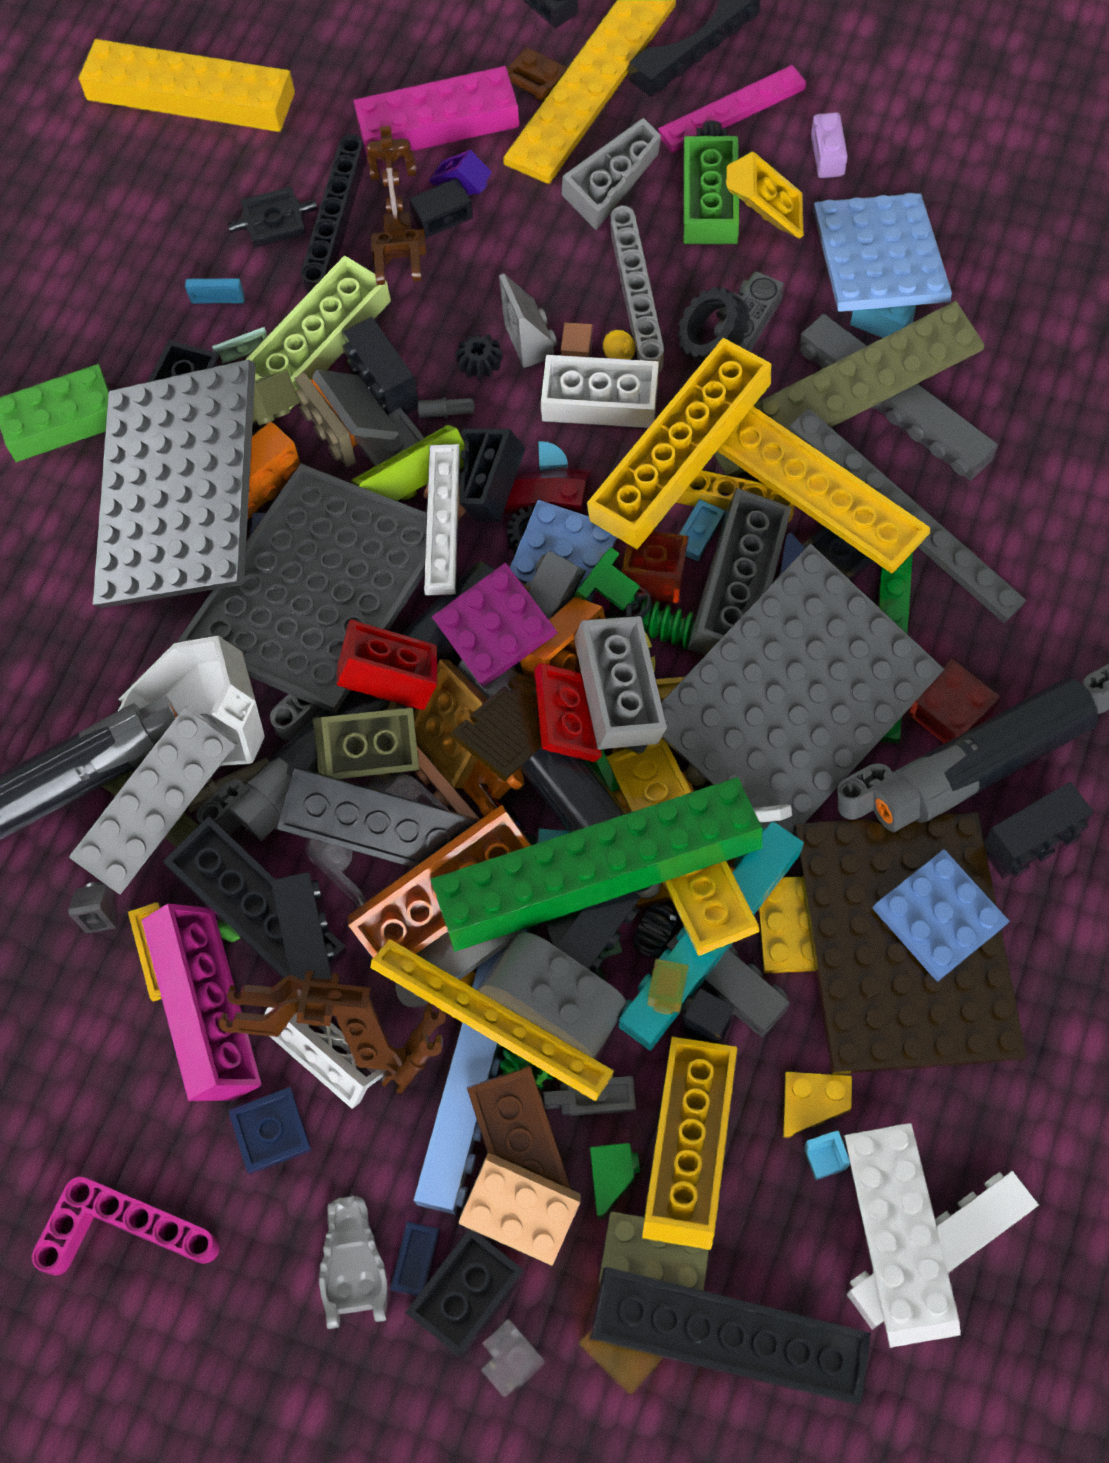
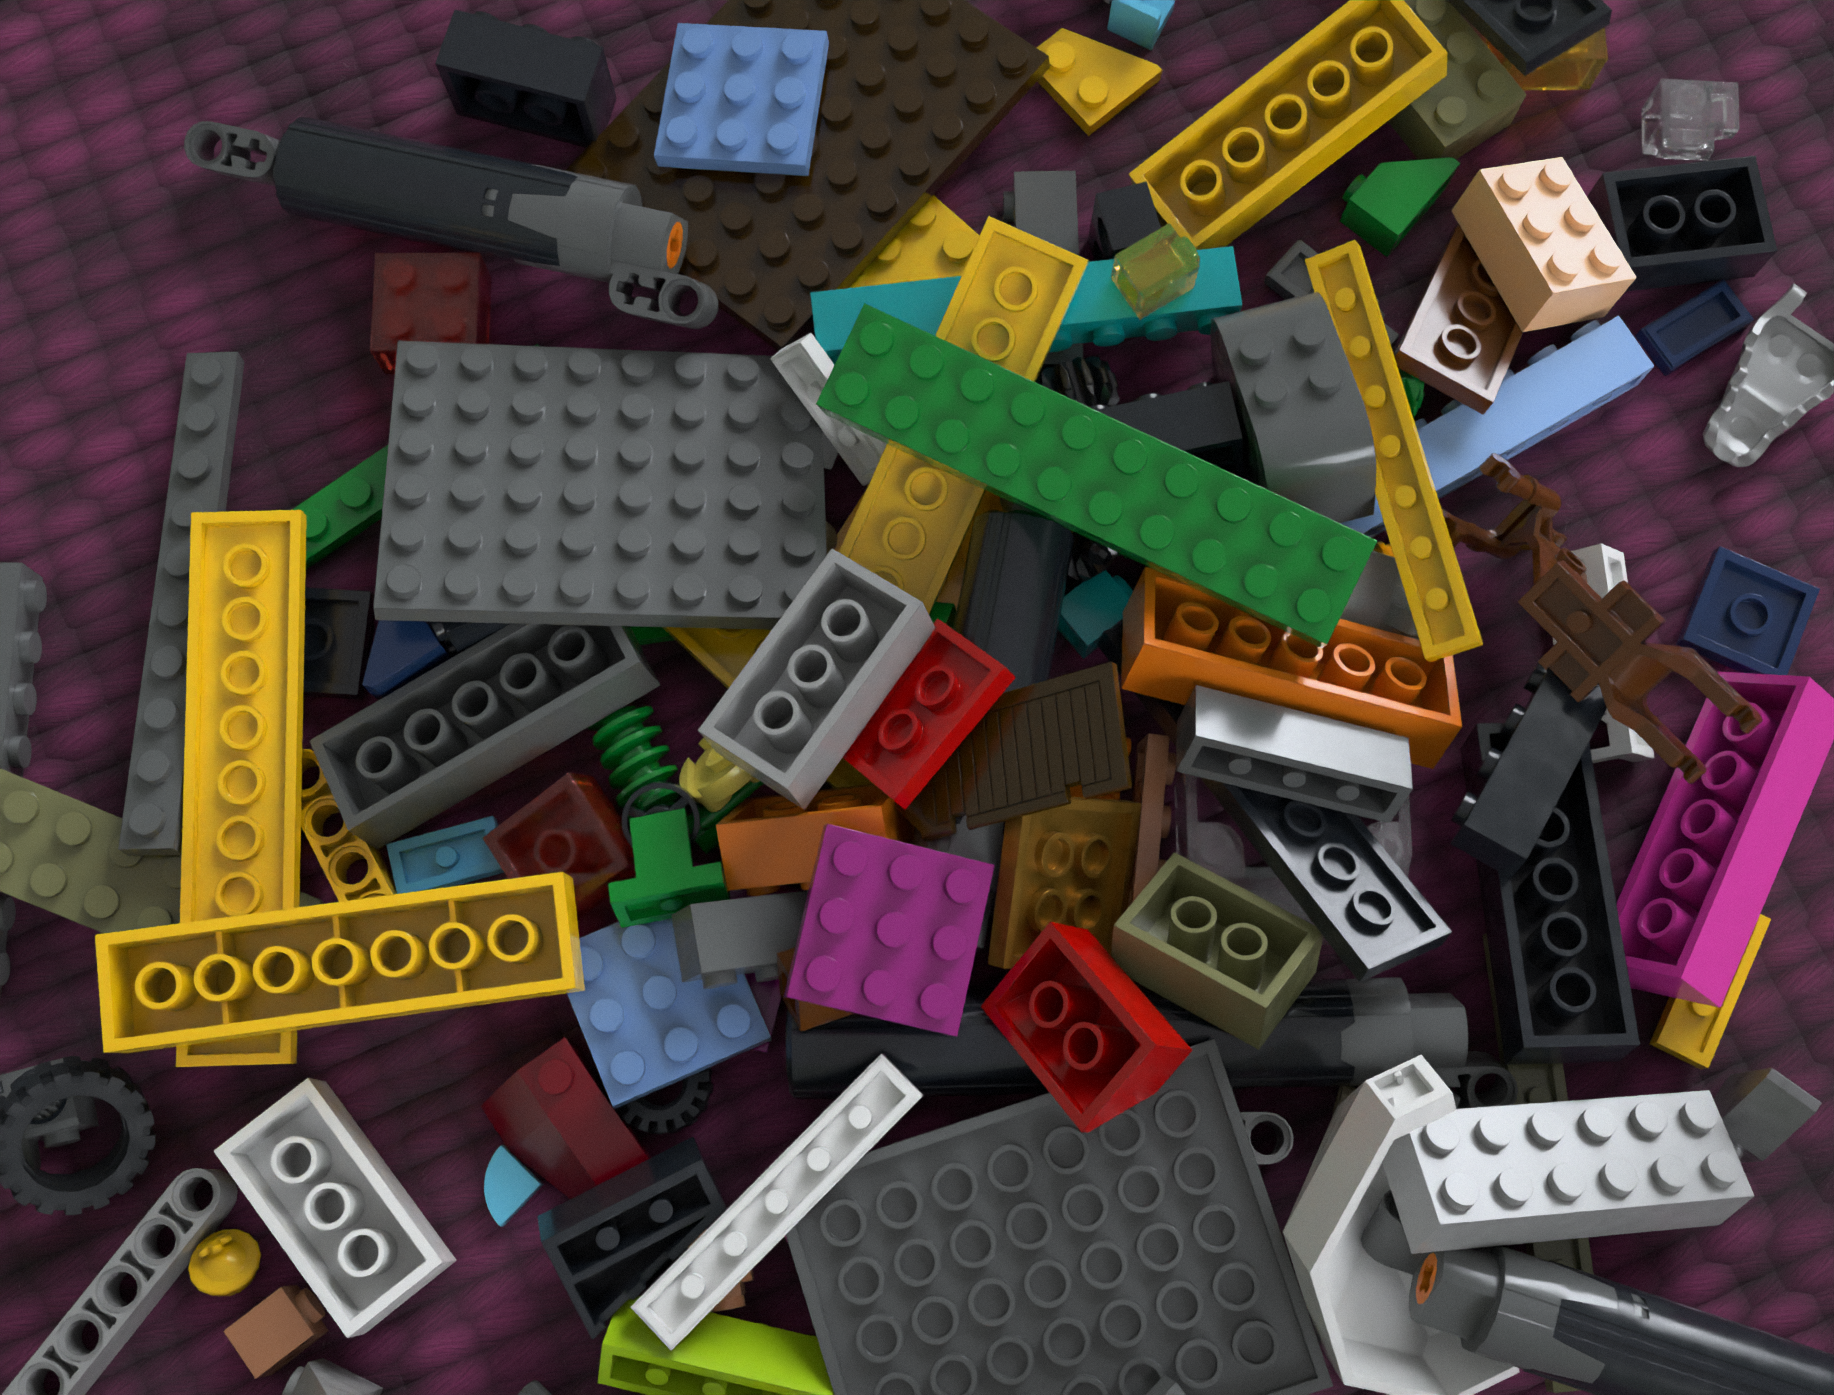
camera: 140 degrees left, 10 degrees up
(406, 845) = (1293, 754): none -> dark grey brick

